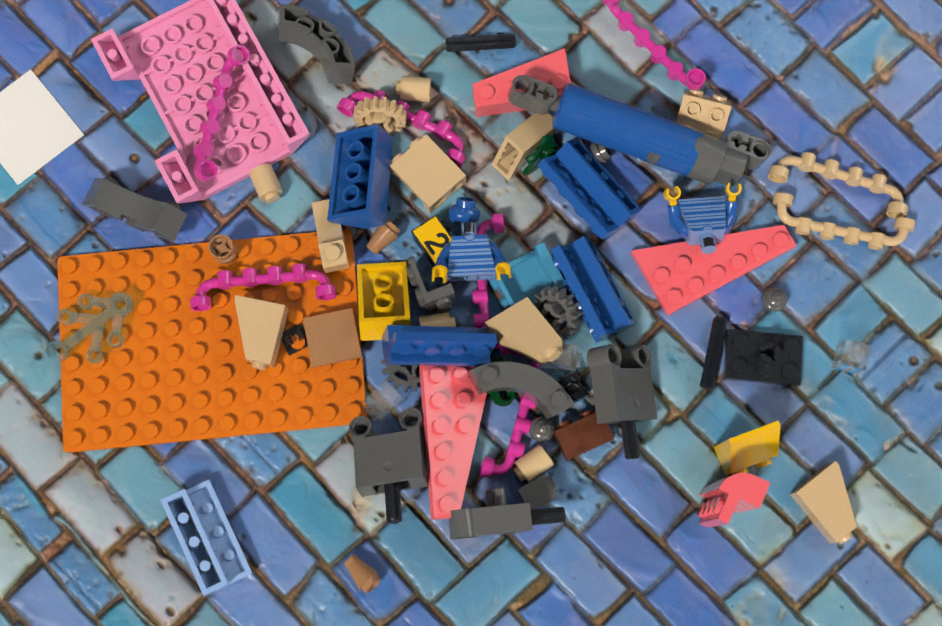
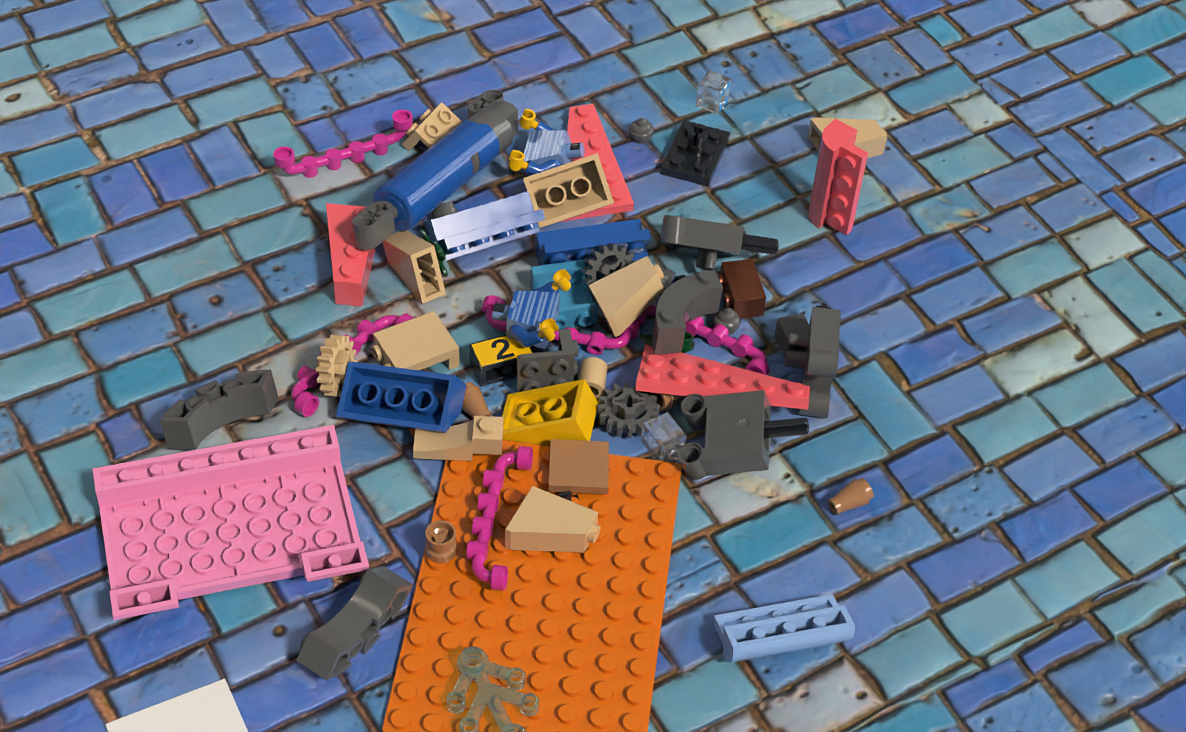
camera: 80 degrees left, 30 degrees down
(204, 168) = (257, 510): dark pink bar -> none
(266, 183) = (371, 494): tan brick -> none
(414, 89) = (311, 339): tan brick -> none
(437, 345) = (621, 362): blue brick -> none
(464, 211) = (472, 326): blue animal -> none
(482, 42) = (279, 281): black axle -> none
(532, 464) = (762, 331): tan brick -> none
(652, 250) = (569, 190): none -> tan slope
(713, 352) = (681, 183): black axle -> none
(749, 449) = (784, 171): yellow slope -> none
(830, 170) = (537, 54): tan bar -> none
(850, 234) = (585, 80): tan bar -> none

